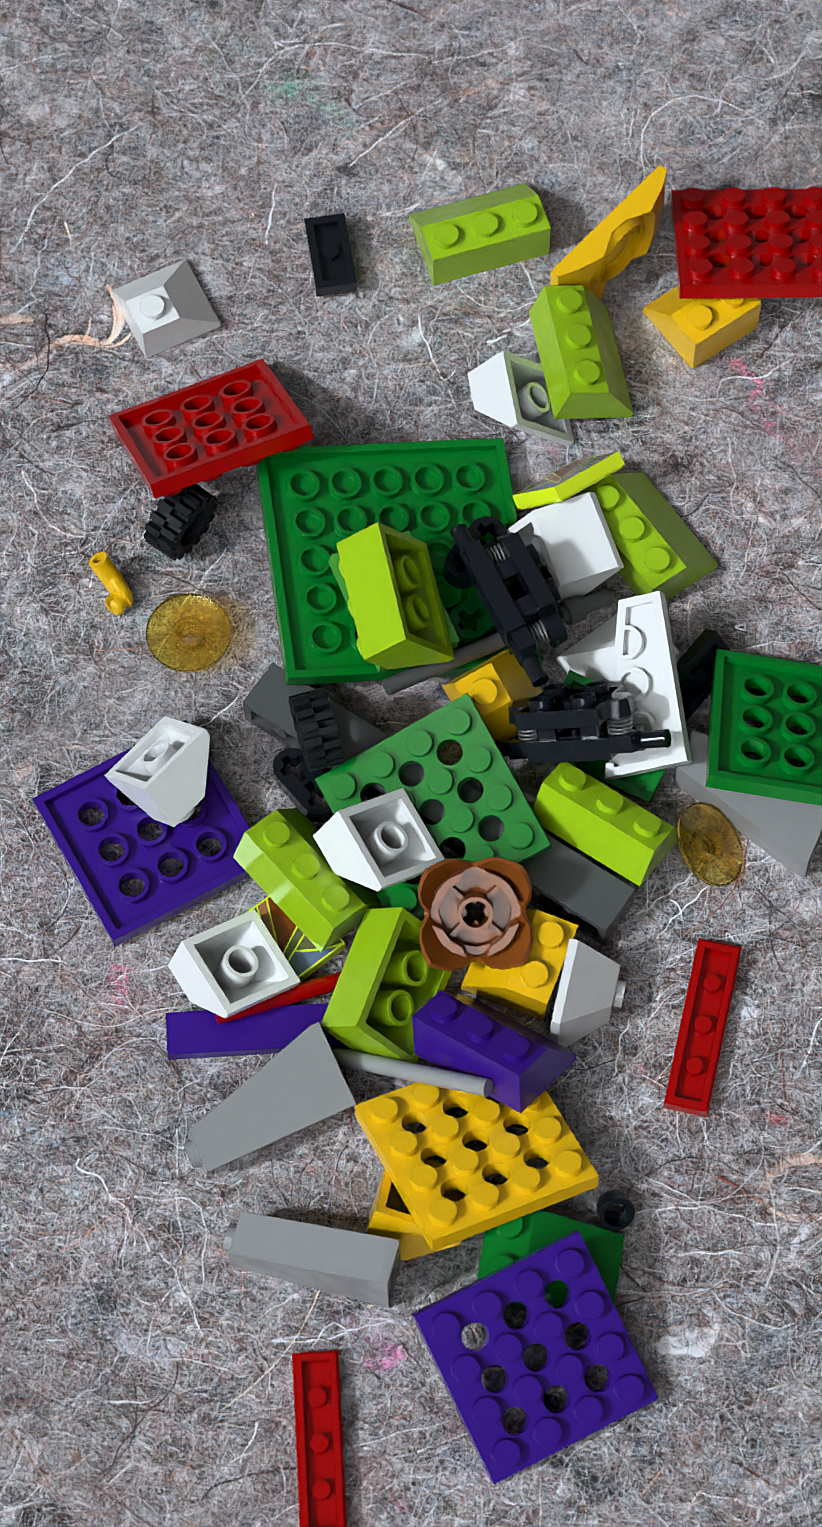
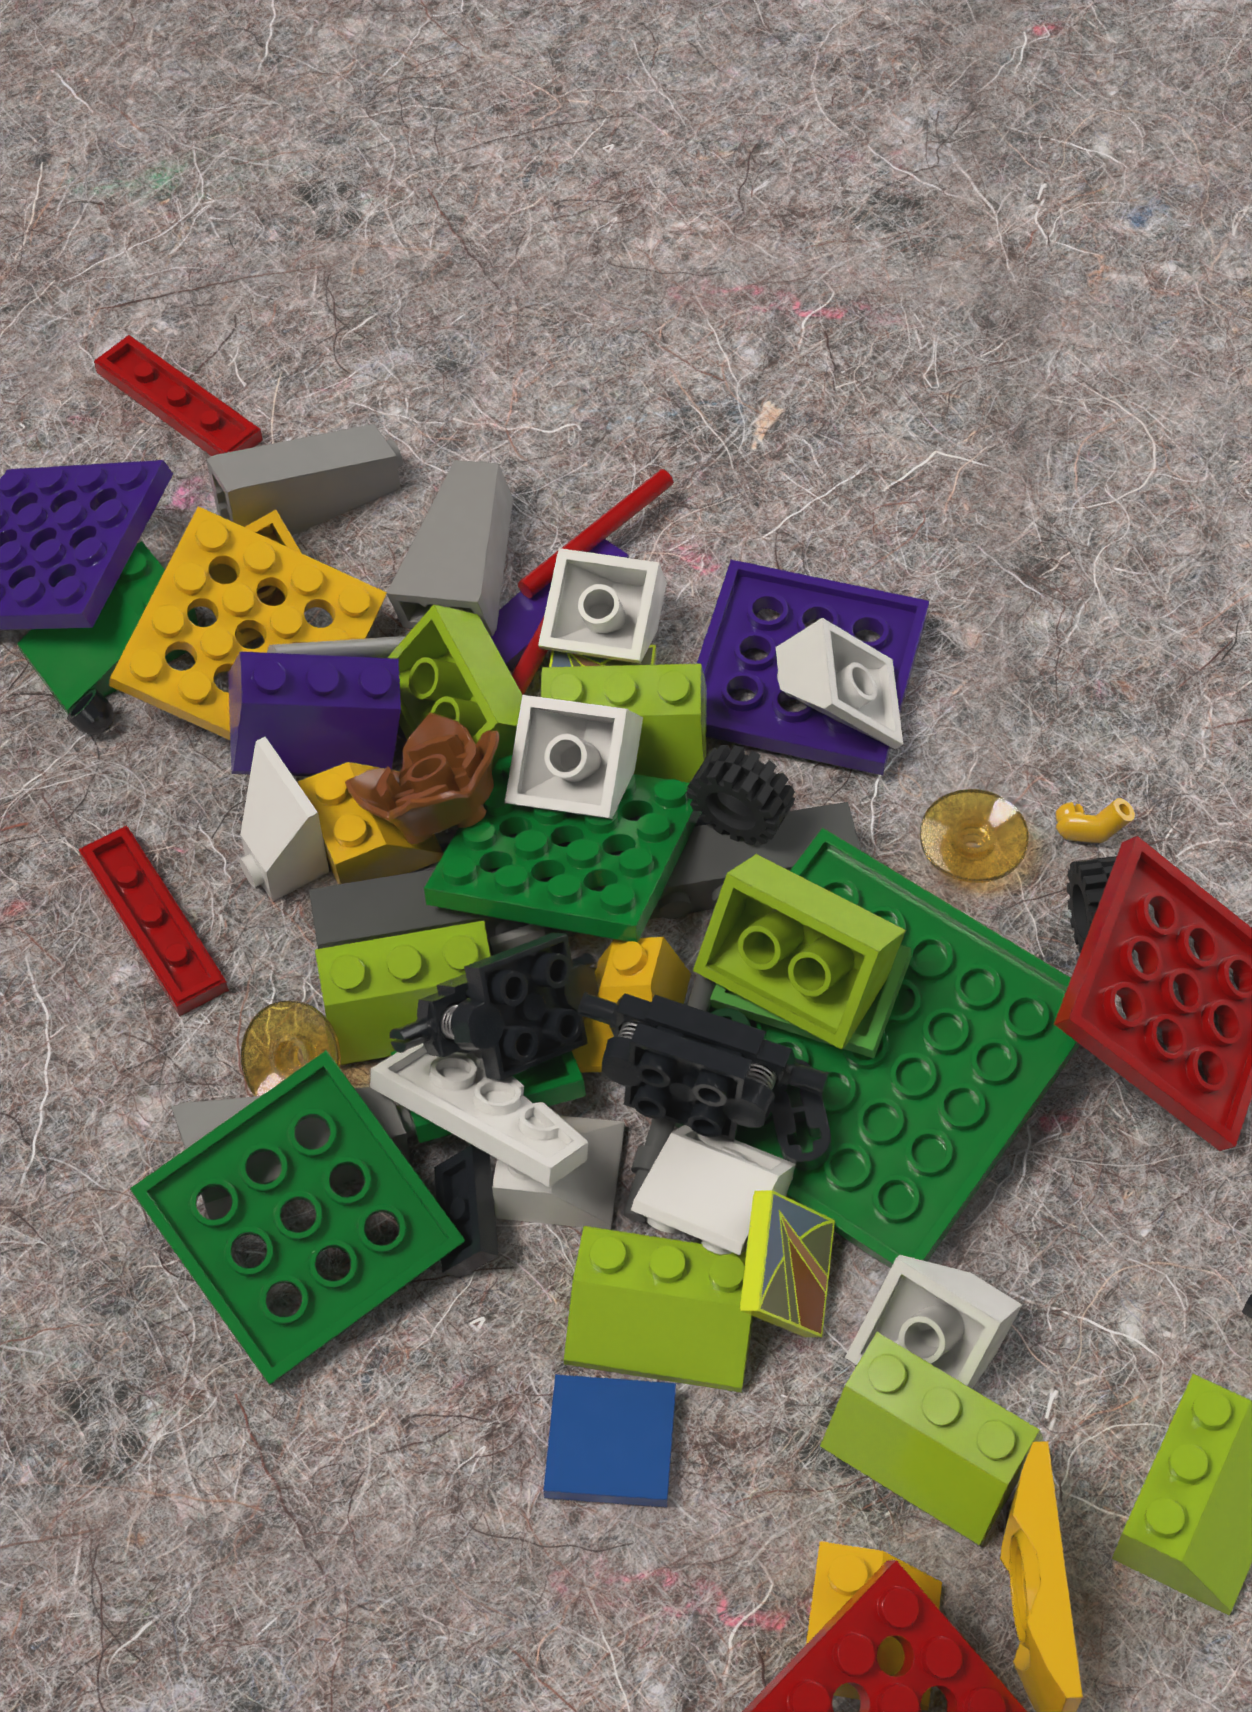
camera: 135 degrees right, 10 degrees down
(171, 1040) = (600, 529): none -> red bar
(734, 504) = (610, 1441): none -> blue tile

